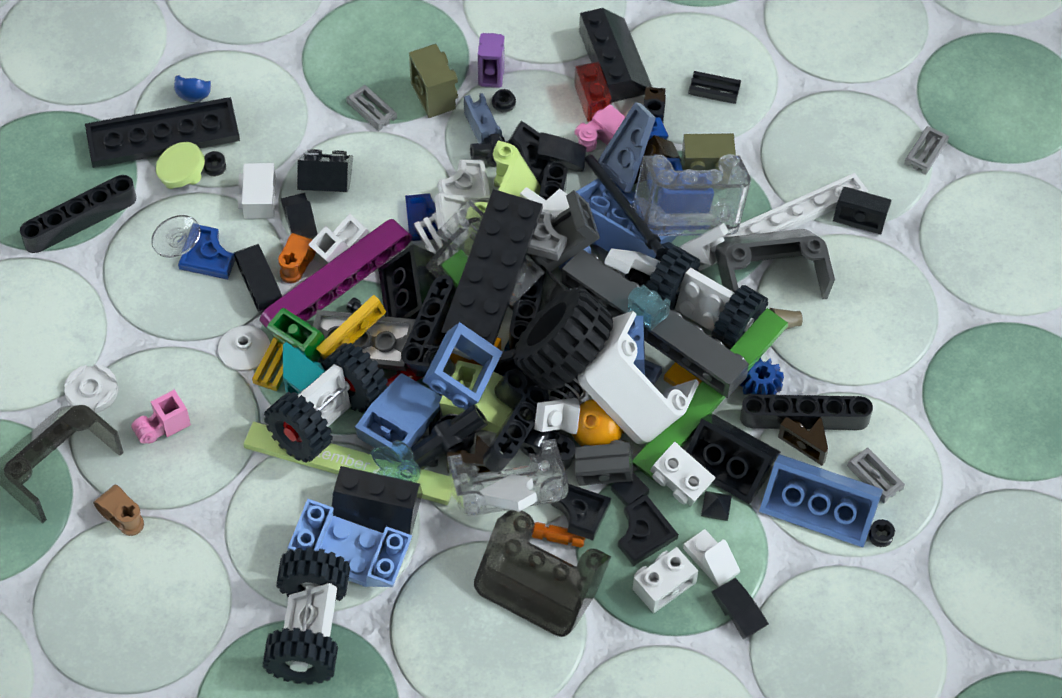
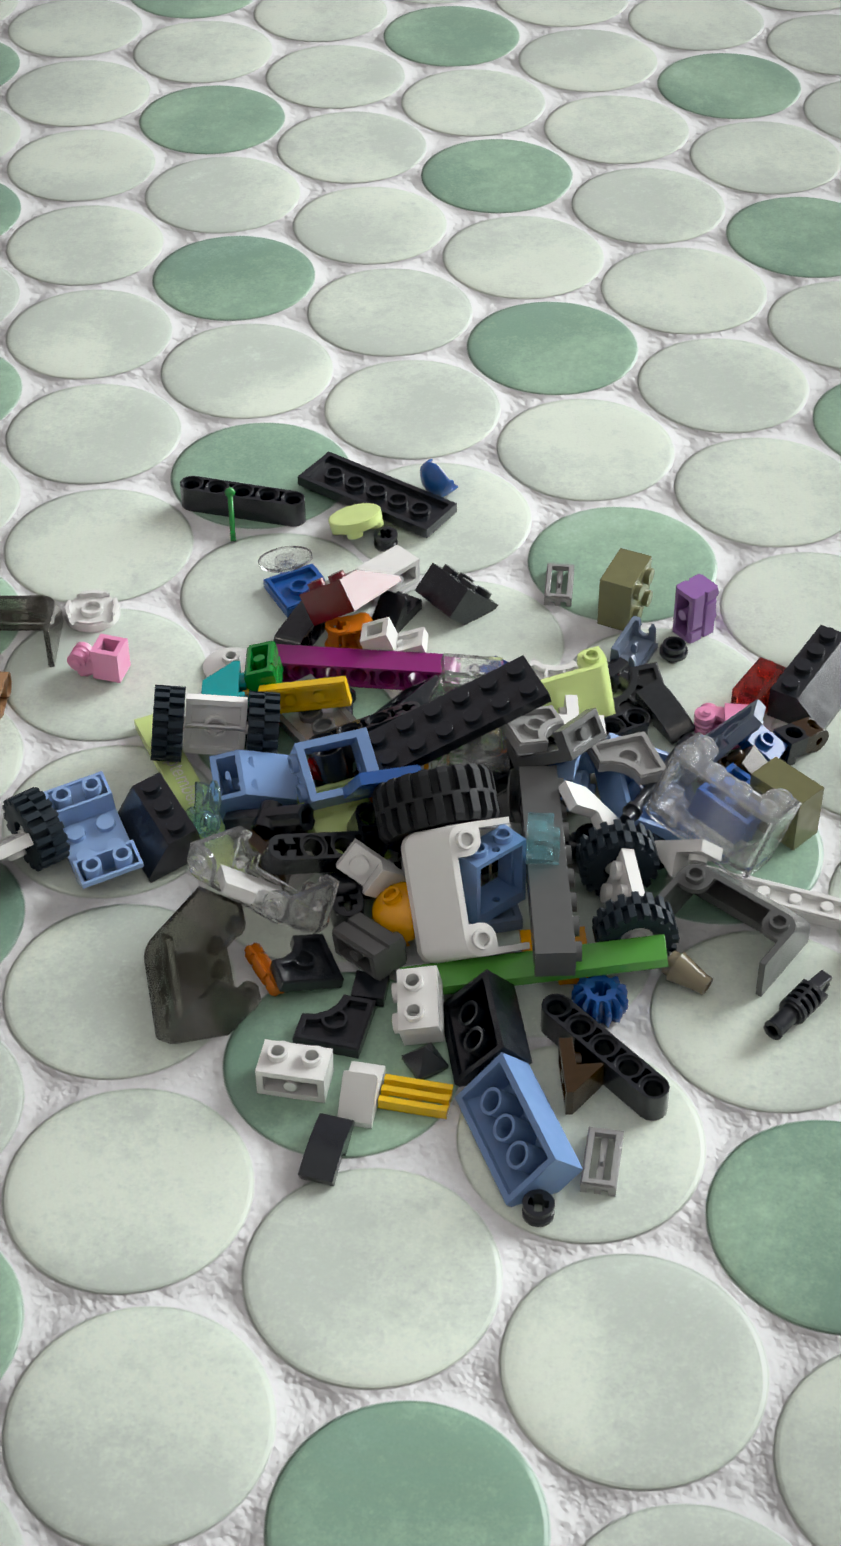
camera: 50 degrees right, 15 degrees down
(74, 215) = (230, 492): none -> green hinge
(278, 233) = (344, 593): none -> dark red slope
(516, 351) = (365, 782): none -> blue tile
(609, 202) = (629, 755): none -> light grey tile
(757, 518) = (416, 1091): none -> yellow tile
(857, 286) = (798, 1005): none -> black hinge

